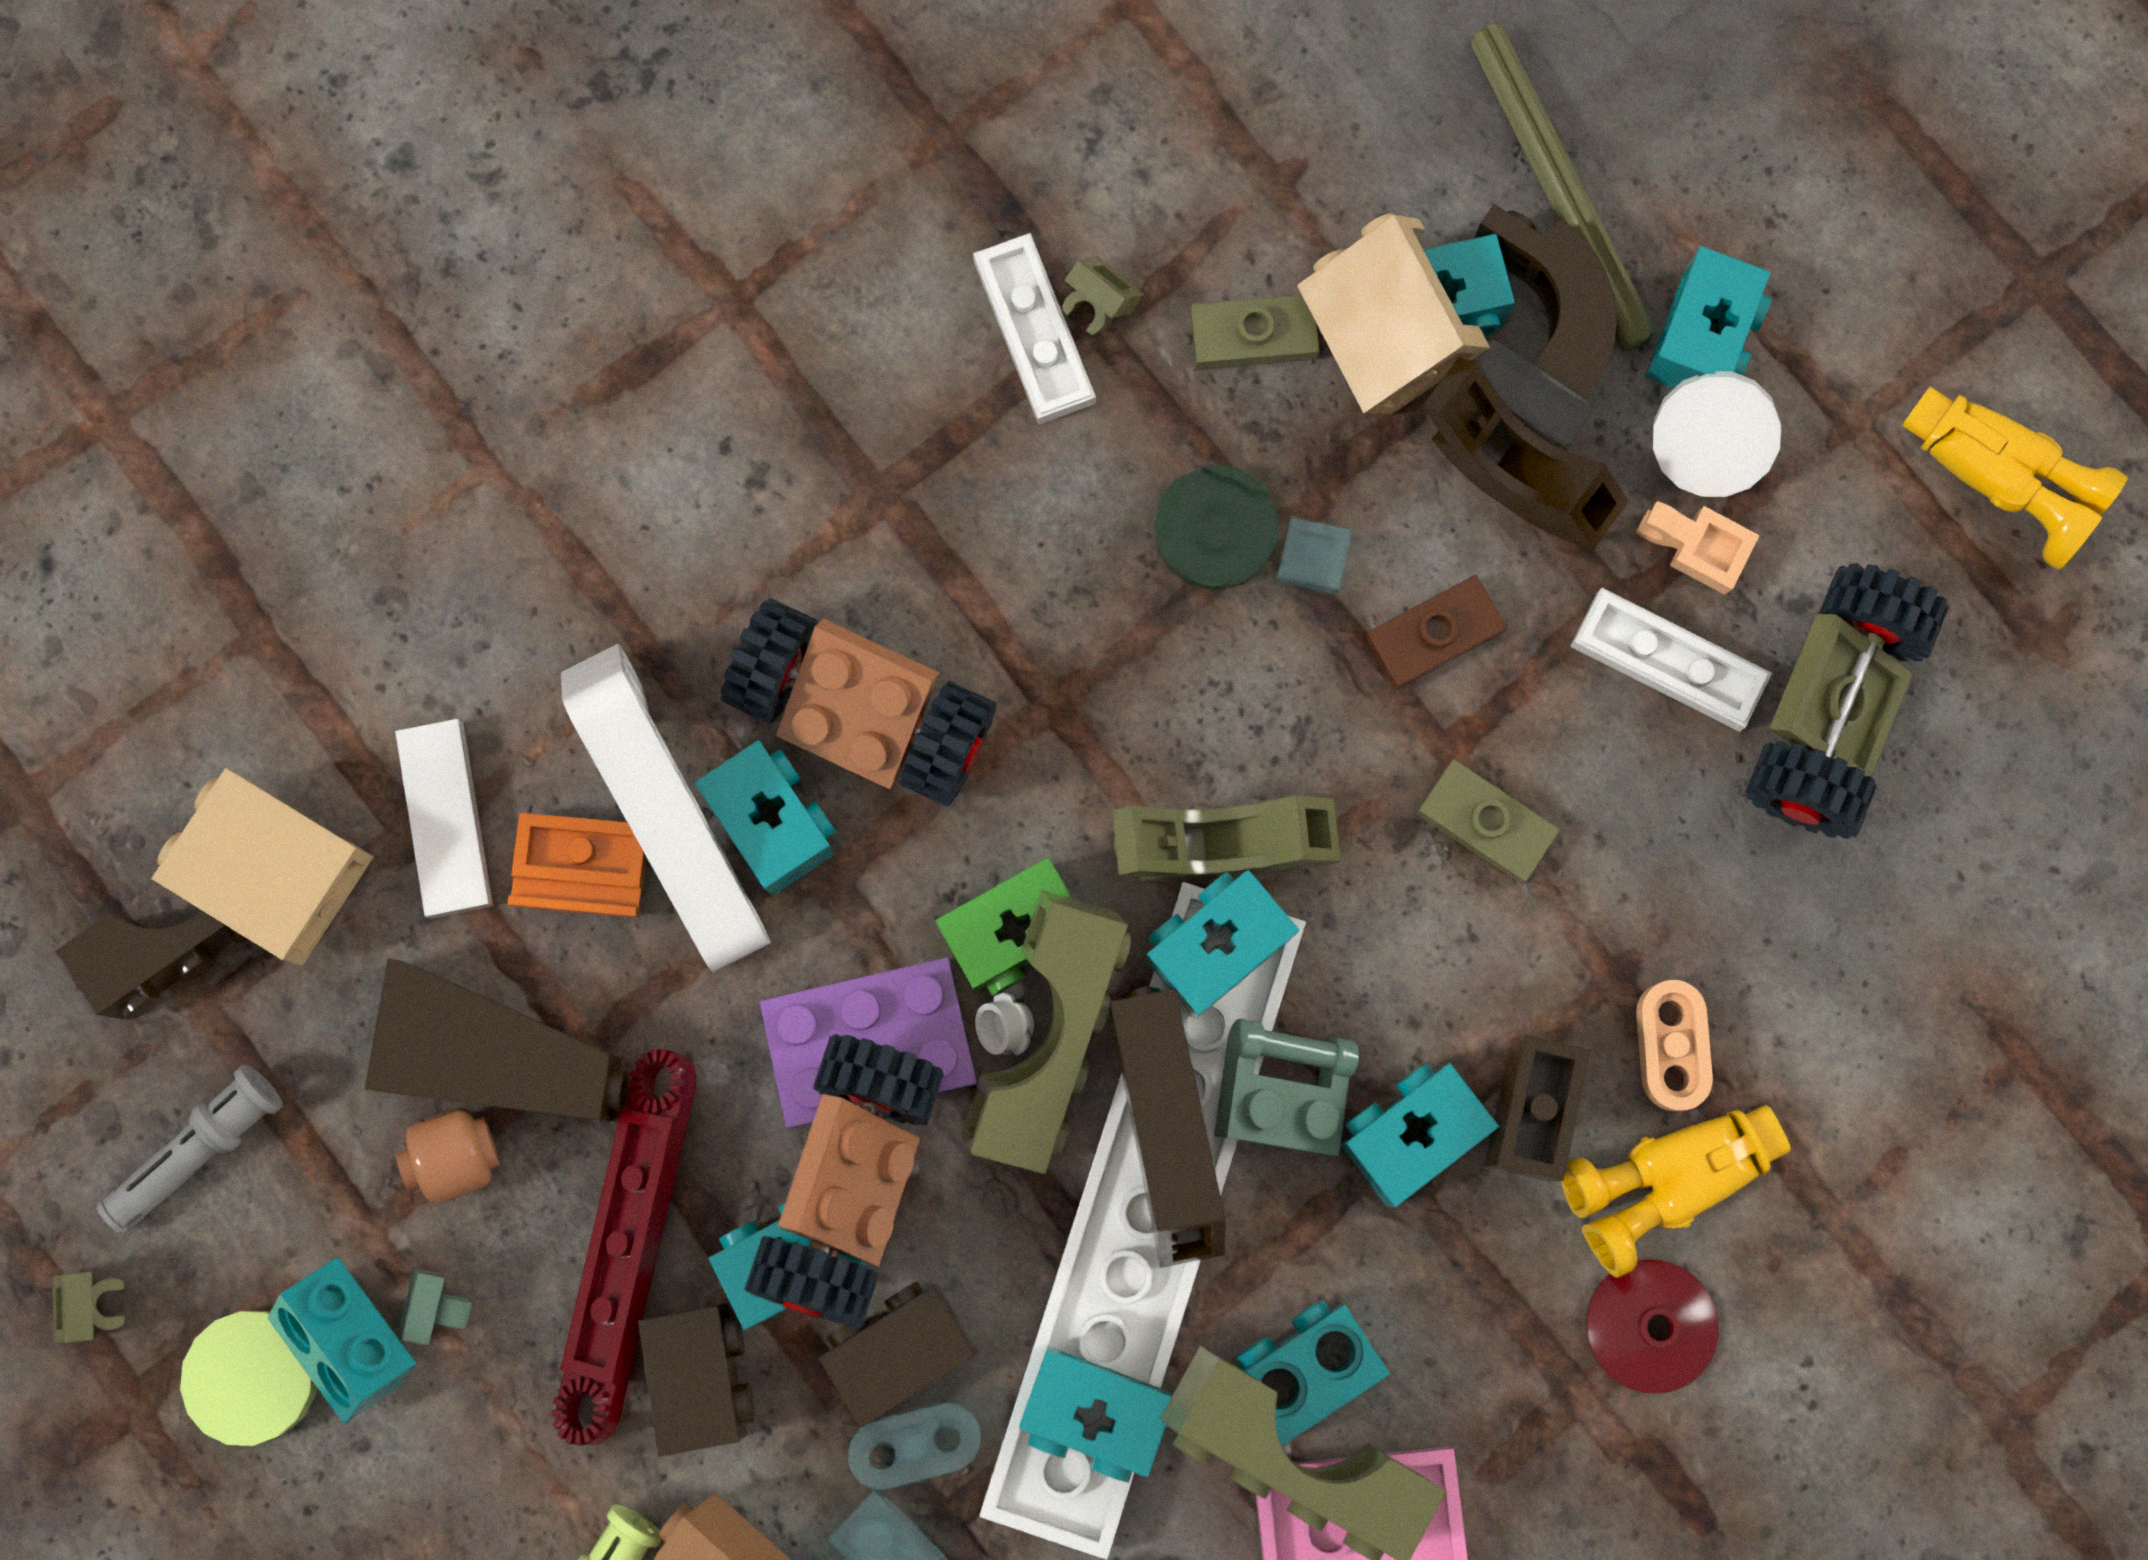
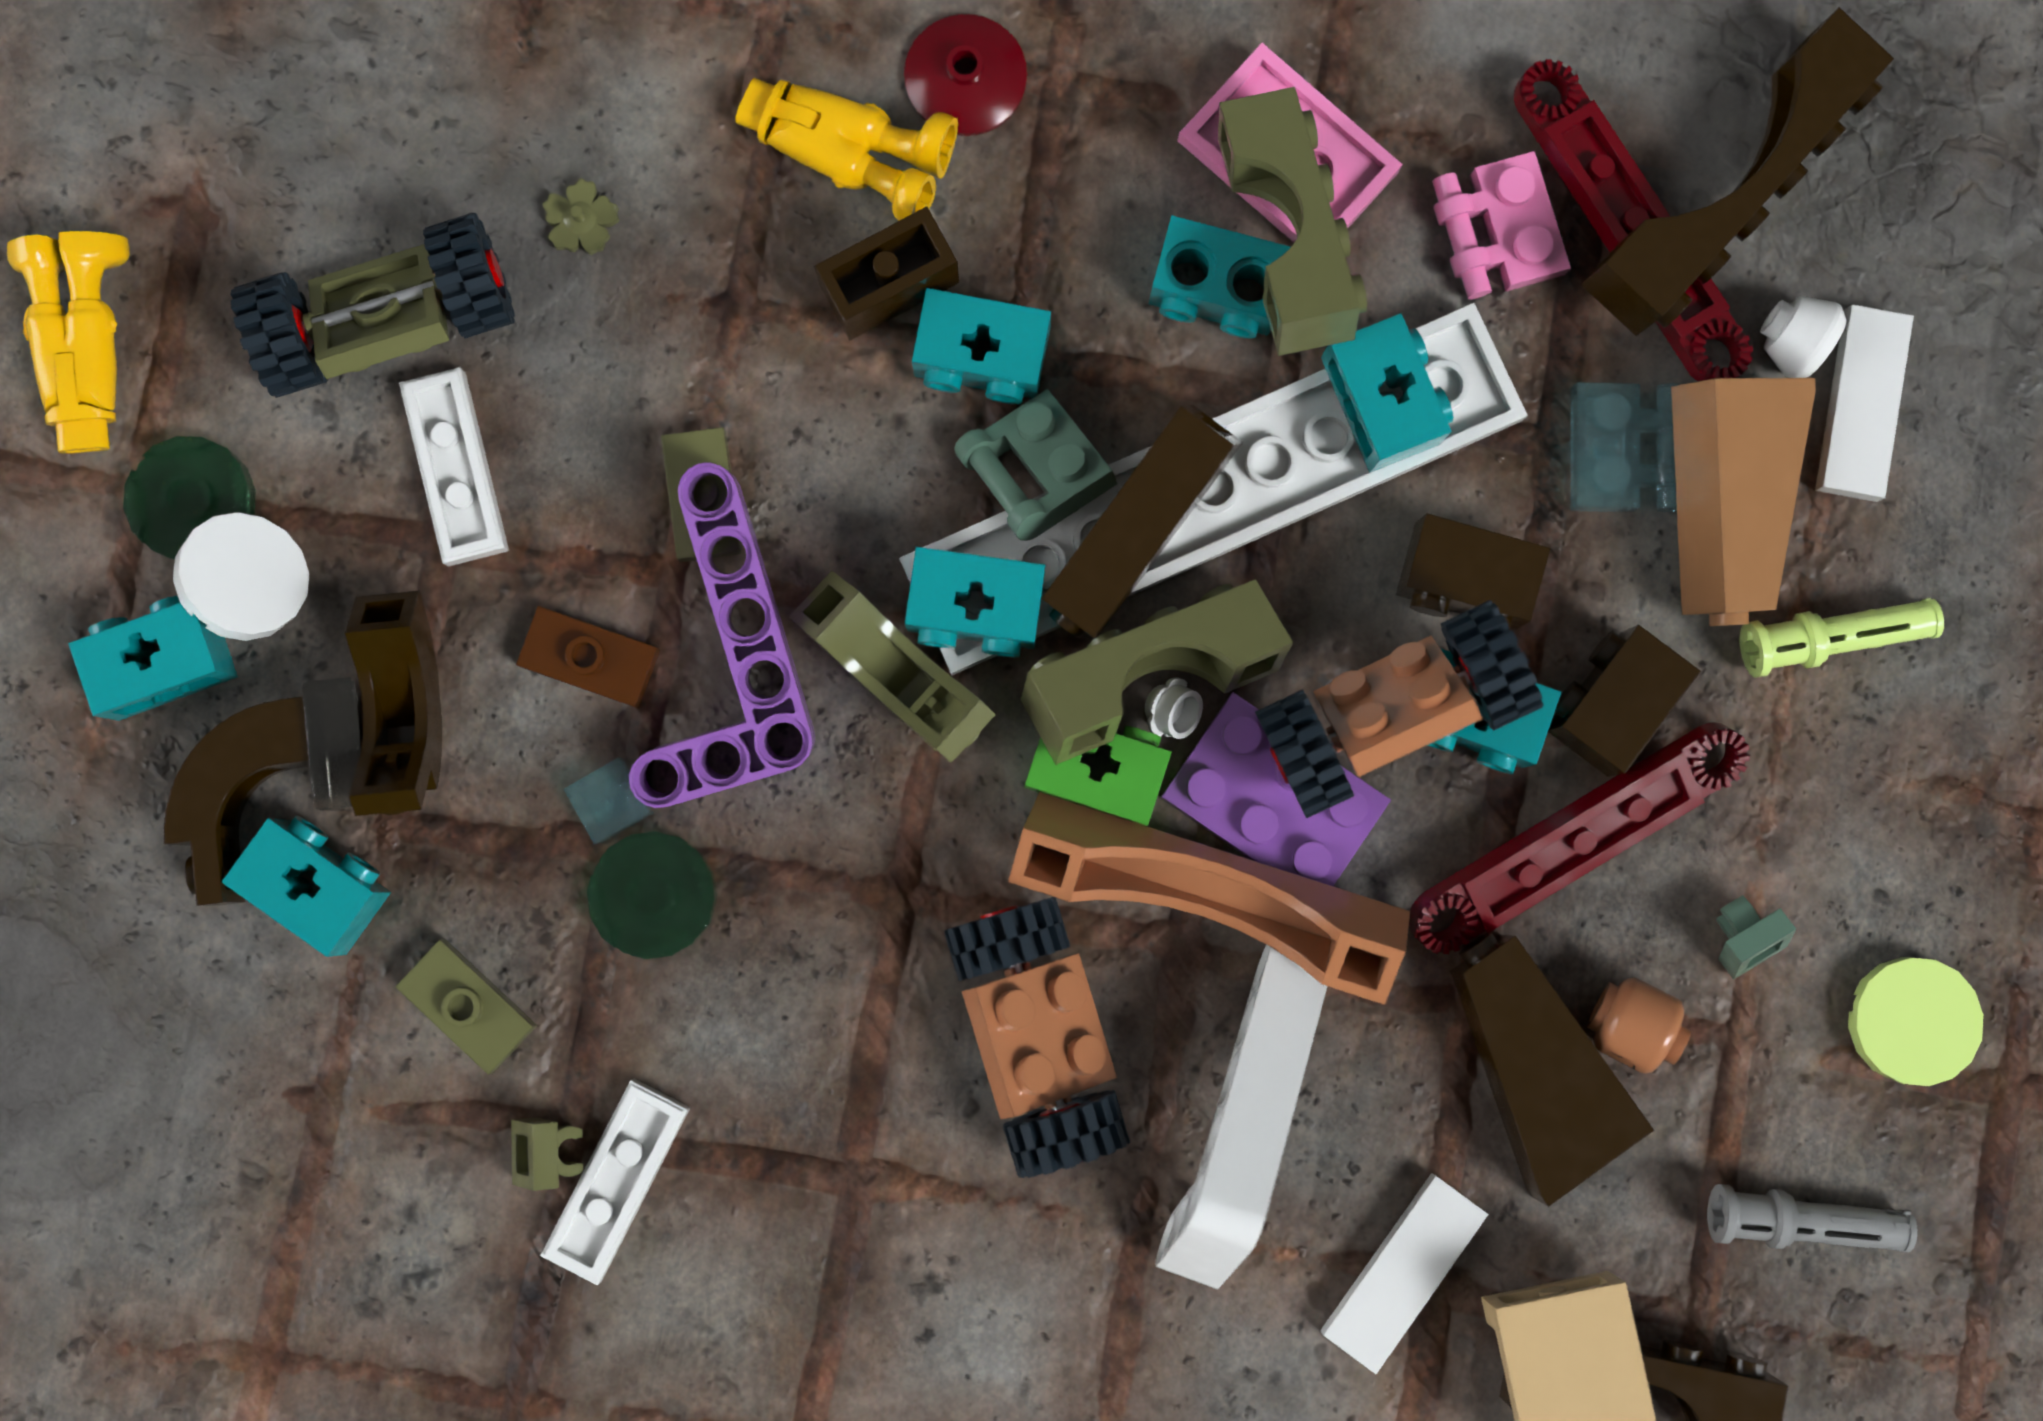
camera: 135 degrees left, 5 degrees up
(76, 1308) = (1990, 1194): olive tile -> none
(340, 1340) = (1834, 975): teal brick -> none
(577, 866) = (1349, 1135): orange plate -> none
(735, 981) = (1322, 928): none -> nougat arch
(736, 794) = (1193, 1062): teal brick -> none
(913, 1440) = (1524, 500): clear light blue plate -> none
(1338, 740) = (742, 653): none -> medium lavender beam
(1388, 315) = (364, 908): tan panel -> none
(1558, 174) = (121, 888): olive axle -> none
(1678, 1046) = (744, 218): light nougat plate -> none
(1707, 546) = (338, 510): light nougat plate -> none
(1789, 920) = (581, 219): none -> olive plant
(1822, 452) = (181, 488): none -> clear green tile

